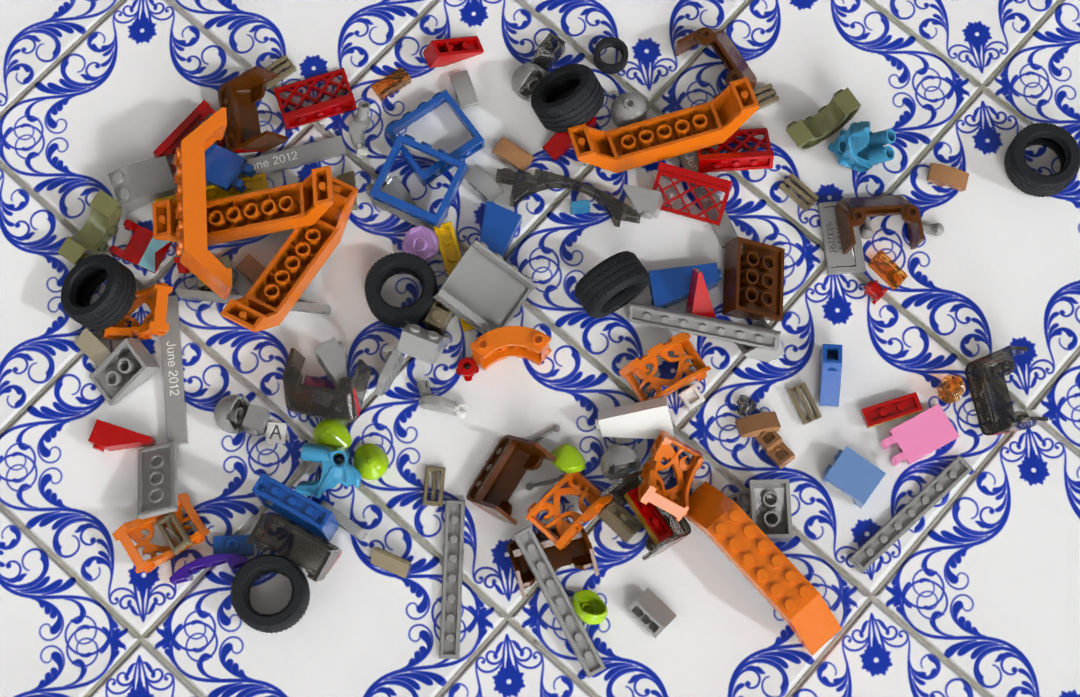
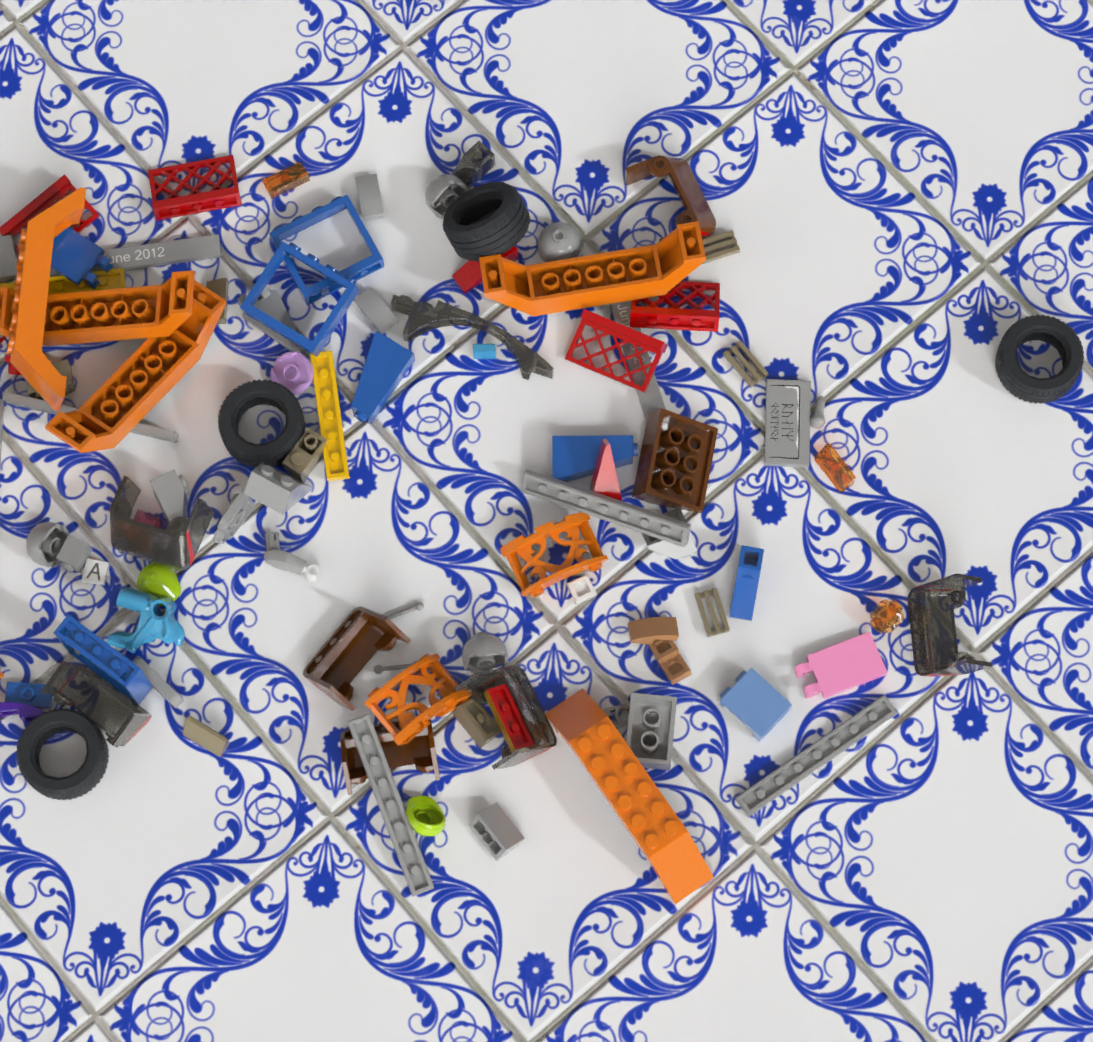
camera: 10 degrees right, 0 degrees up
(243, 125) = (105, 195): reddish brown windscreen -> none
(250, 268) = (91, 377): medium nougat slope -> none
(276, 64) = (150, 148): dark tan tile -> none
(358, 127) = (240, 227): light grey arm -> none
(370, 461) = (199, 618): lime hat -> none
(426, 483) = (255, 673): dark tan tile -> none
(449, 51) = (361, 149): red slope -> none
(452, 579) = (273, 765): light grey tile -> none
(467, 373) = (328, 529): red brick -> none
(484, 289) = (357, 436): light grey panel -> none
(510, 342) = (376, 499): orange fence -> none
(513, 154) = (415, 279): medium nougat slope -> none
(568, 458) = (425, 642): lime hat -> none
(611, 284) = (504, 446): black tyre -> none
(614, 43) = (548, 160): black tyre -> none
(636, 420) = (513, 608): white slope -> none
(644, 200) = (558, 354): light grey slope -> none
(677, 498) = (521, 696): orange fence -> none
(745, 404) = (642, 605): clear smoke tile -> none
(826, 123) = (787, 287): olive brick -> none
(853, 213) = (802, 393): reddish brown windscreen -> none
(861, 148) = (833, 316): dark azure helmet -> none
(875, 291) = (816, 490): red brick -> none
(891, 410) = (813, 632): red plate -> none
(936, 229) = (900, 426): light grey piece -> none
(946, 175) = (924, 365): medium nougat slope -> none

